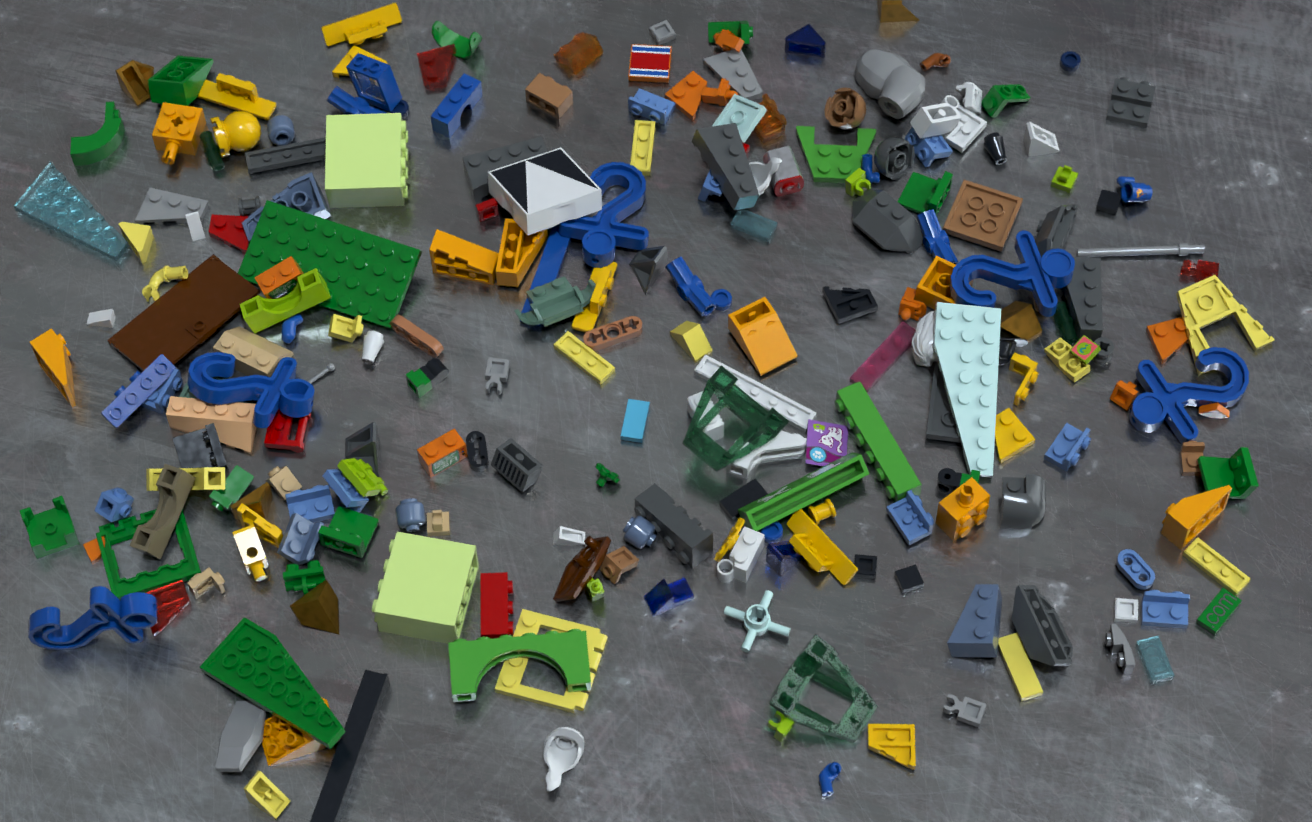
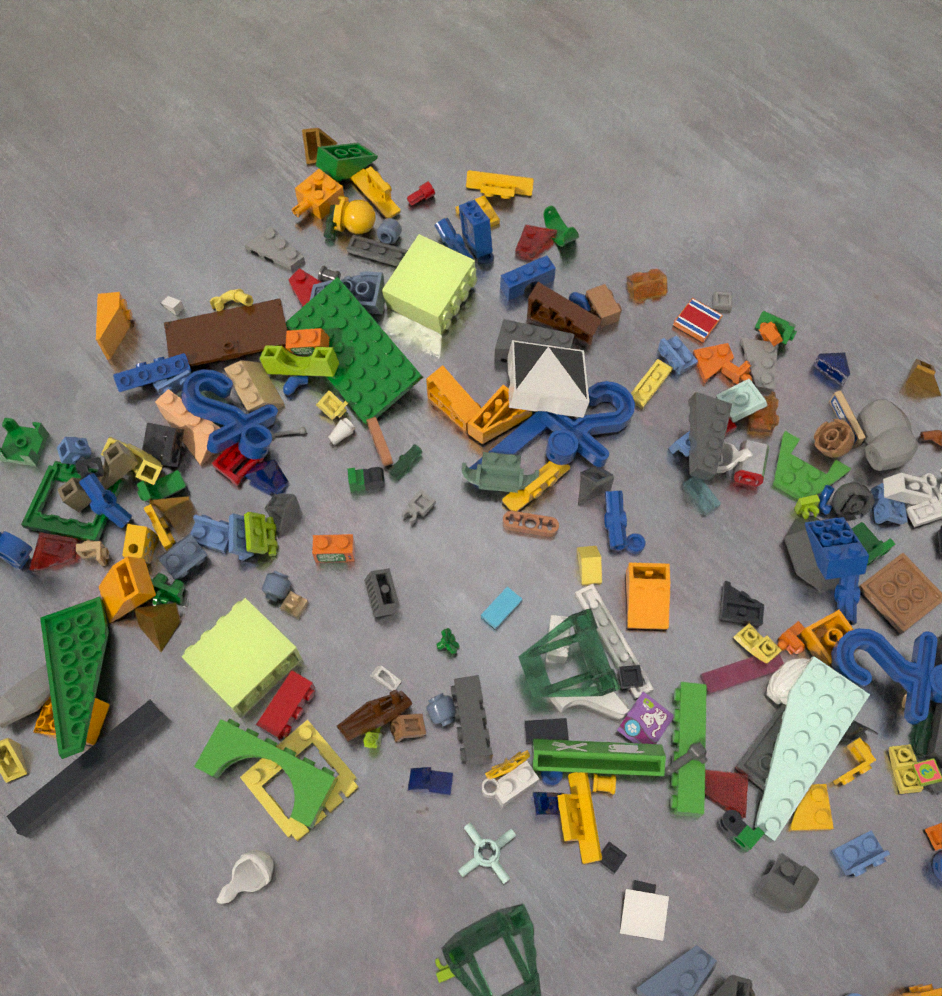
camera: 30 degrees right, 5 degrees up
(64, 209) = (203, 210): clear light blue wing -> none
(93, 550) = (38, 476): orange tile -> none
(103, 143) = (262, 177): green arch -> none
(138, 237) = (237, 260): light yellow slope -> none
(141, 510) = (81, 466): none -> black bracket
(187, 529) = (104, 501): none -> blue piece
(195, 226) = (281, 270): white piece -> none
(268, 592) = (126, 587): none -> light orange slope
(283, 481) = (204, 502): tan bracket -> none
(289, 72) = (425, 192): none -> red piece
(329, 423) = (269, 476): none -> clear blue slope
(348, 532) = (223, 572): green bracket -> none
(454, 341) = (405, 461): none -> clear green pin
(472, 451) = (359, 559): black beam -> none
(487, 210) = (497, 370): red tile -> none
(515, 124) = (561, 314): none -> reddish brown wedge
(523, 100) = (580, 299): none -> blue arm
(584, 357) = (495, 531): light yellow tile -> none
(791, 411) = (630, 676): none -> black tile
(839, 80) = (845, 413): none -> tan tile
(884, 438) = (696, 752): none -> dark grey piece
(887, 327) = (758, 646): none -> light yellow slope
(903, 203) = (836, 548): none -> blue slope
(911, 518) = (677, 838): medium blue bracket -> none
(920, 592) = (644, 914): none -> white sticker
(929, 456) = (728, 789): none -> clear red wing
(963, 509) = (728, 861): light orange brick -> none
(1020, 320) = (882, 707): pearl gold slope -> none

